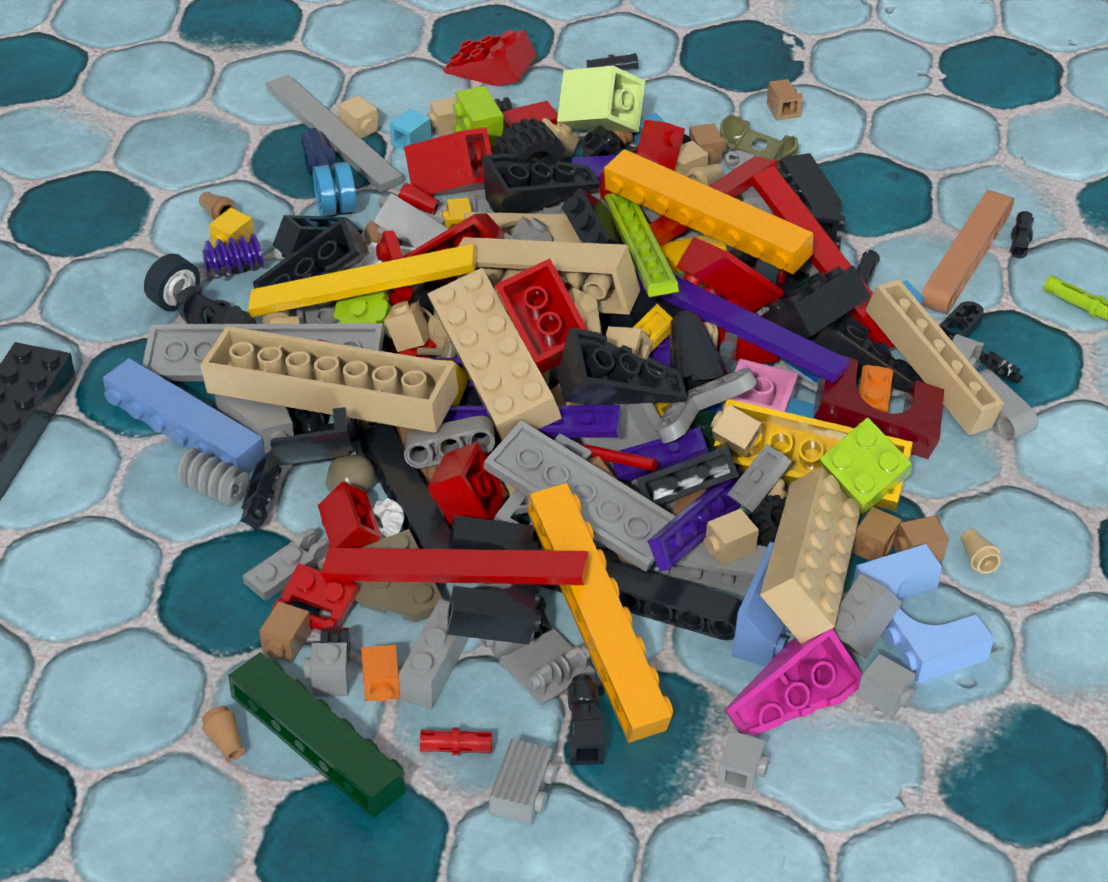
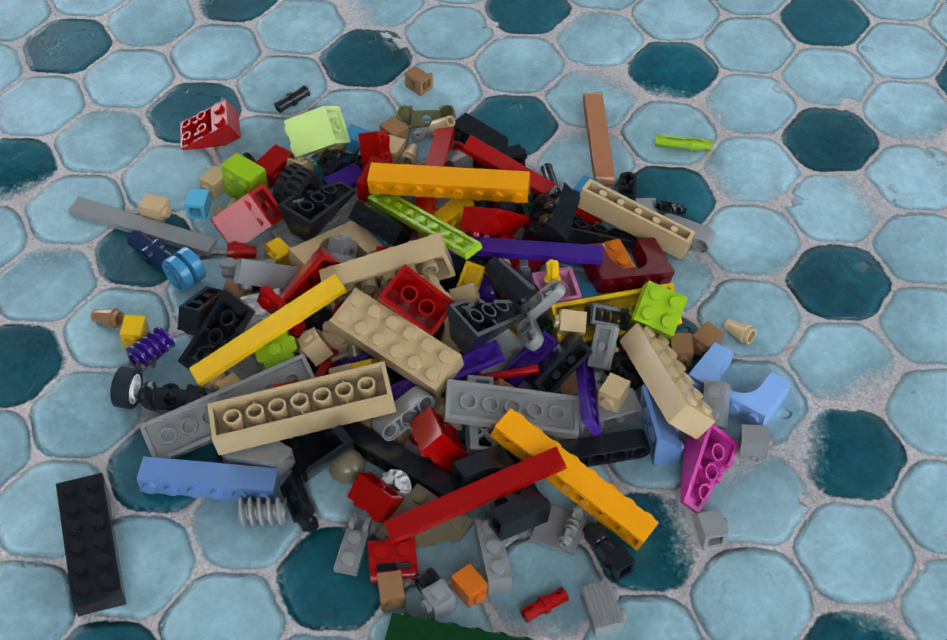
camera: 30 degrees left, 5 degrees up
(751, 359) = (552, 271): none -> yellow axle
(773, 152) = (444, 122): none -> tan cone
(788, 429) = (594, 315): none -> black slope
(1022, 234) = (619, 114): black pin -> none

